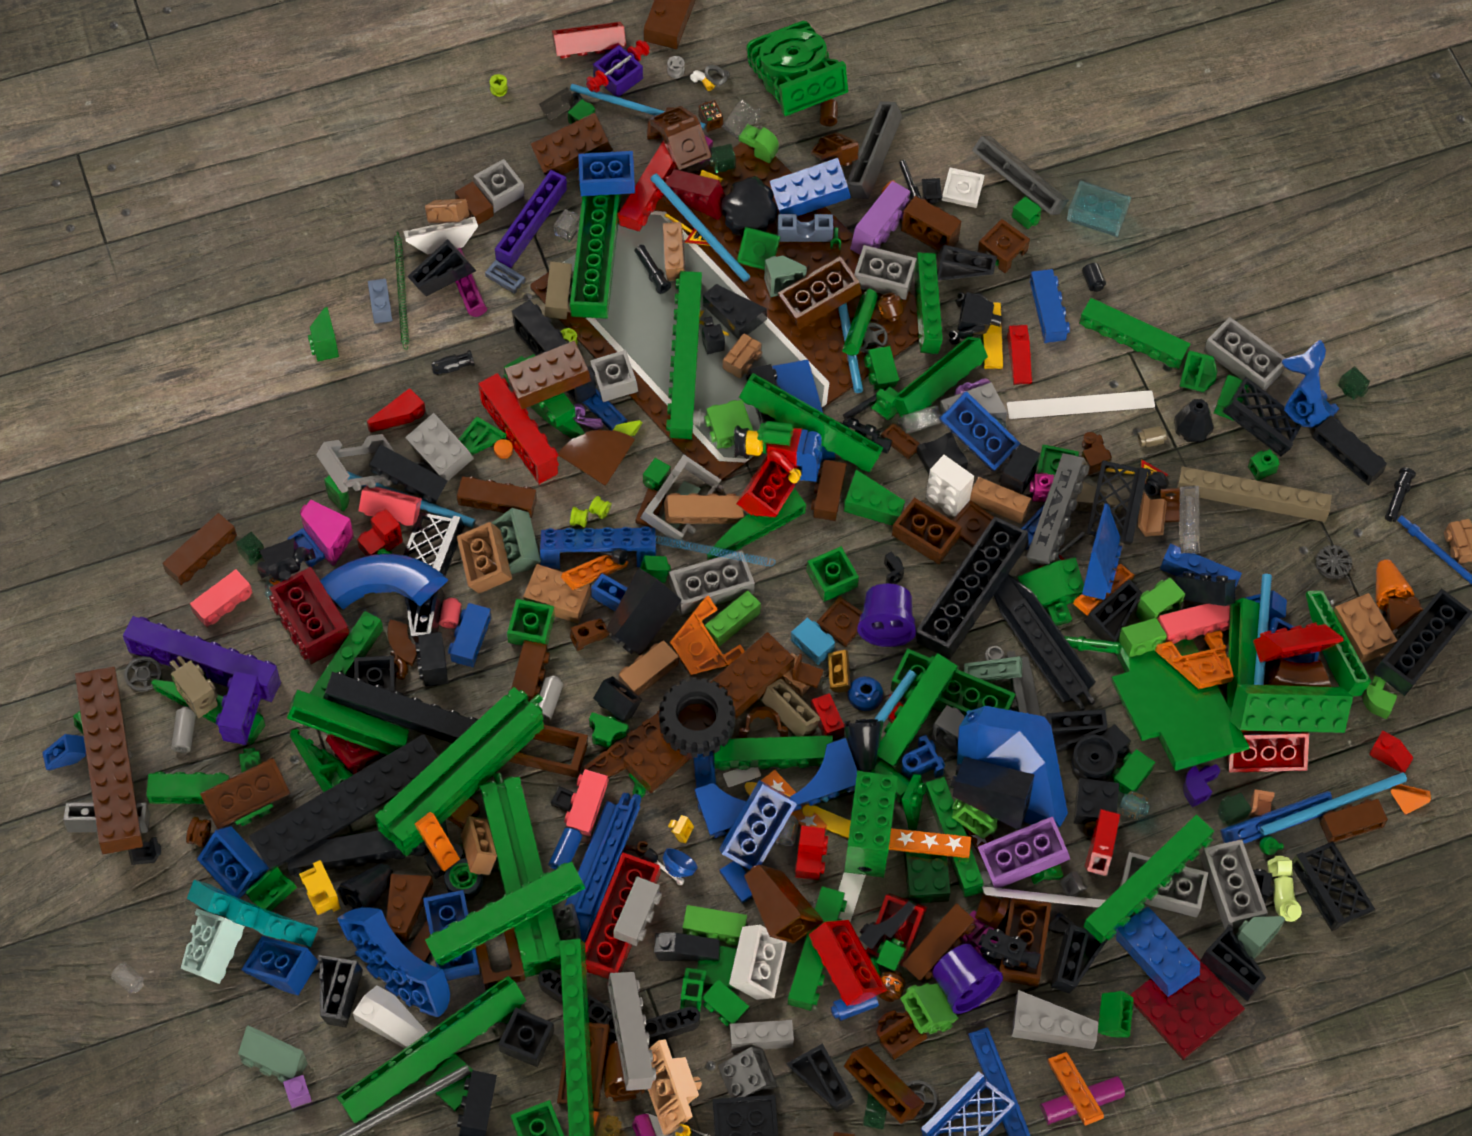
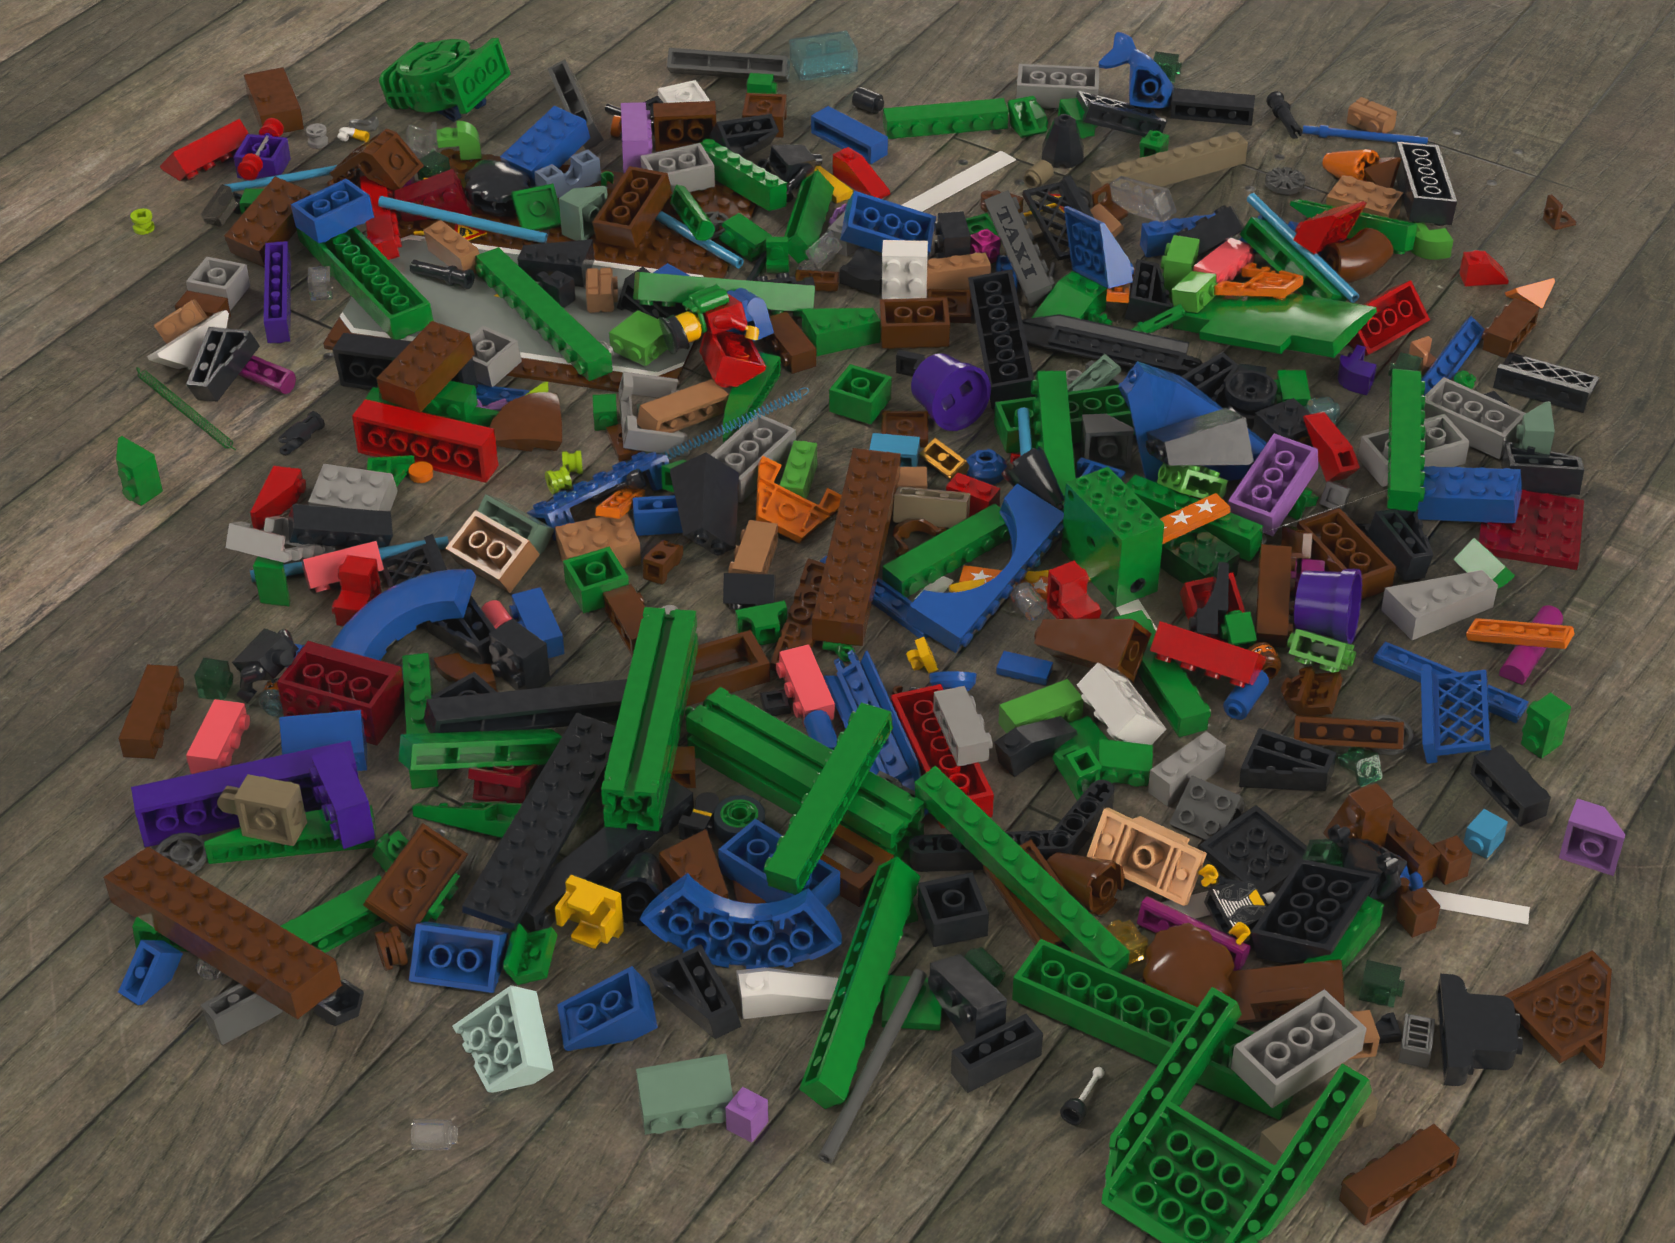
camera: 35 degrees left, 20 degrees down
(183, 730) = (282, 873): light grey brick -> none
(250, 915) = (561, 967): teal arch -> none
(272, 647) = (324, 729): none -> blue slope
(327, 529) = (288, 608): dark pink slope -> none
(380, 301) = (170, 422): sand blue brick -> none
(437, 841) = (689, 783): orange plate -> none
(478, 845) = (733, 774): medium nougat brick -> none
(495, 496) = (448, 507): reddish brown brick -> none
(512, 1089) = (986, 965): none -> clear green brick
(515, 285) = (289, 350): sand blue tile -> none
(558, 290) = (356, 318): dark tan brick -> none
(630, 1031) = (1063, 826): light grey brick -> none
(697, 693) = (855, 554): black tyre -> none
(757, 826) = (1005, 597): blue brick -> none
(806, 673) = (920, 468): reddish brown bracket -> none
(829, 113) = (502, 103): reddish brown brick -> none
(836, 146) = (556, 98): reddish brown wedge -> none
(890, 306) = (709, 191): reddish brown head -> none
(1003, 952) = (1345, 554): black brick -> none
(1283, 892) = (1499, 385): yellowish green piece -> none
(1291, 708) = (1378, 266): green brick -> none
(1333, 804) = (1482, 323): dark azure piece -> none

